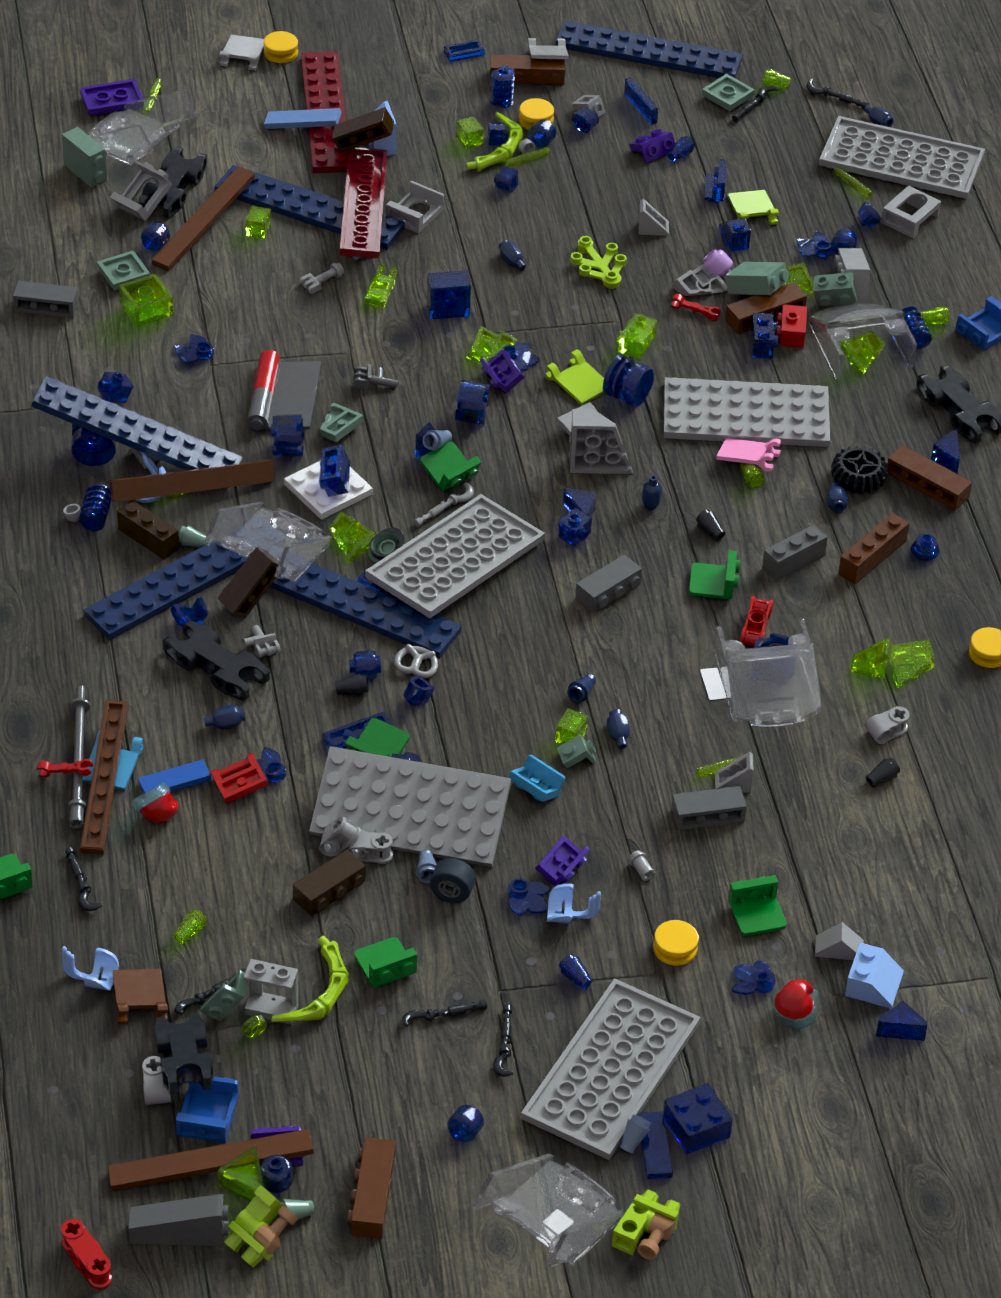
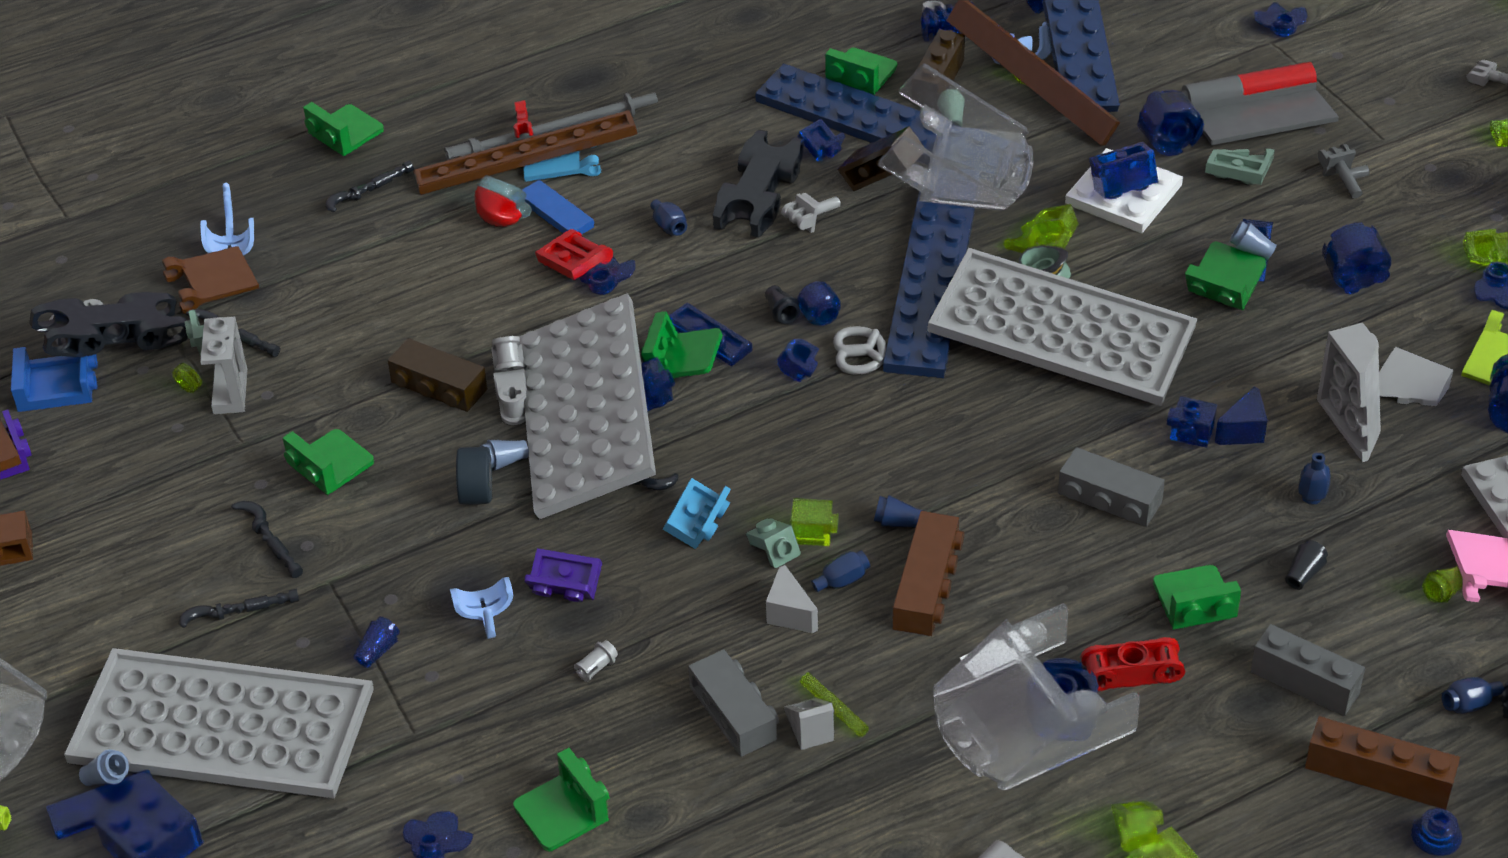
camera: 75 degrees right, 0 degrees up
(120, 570) = (859, 69): none -> green bracket
(190, 926) = (328, 284): clear neon green cone -> none
(337, 982) = (300, 423): lime animal -> none
(452, 499) = (1152, 294): light grey piece -> none
(465, 1123) = (83, 601): clear blue head -> none
(502, 371) = (1449, 273): dark purple bracket -> none
(527, 896) = (493, 561): clear blue plate -> none
(636, 758) = (790, 605): none -> light grey slope
(641, 688) = (927, 573): none -> reddish brown brick
(675, 942) = (465, 731): yellow head -> none

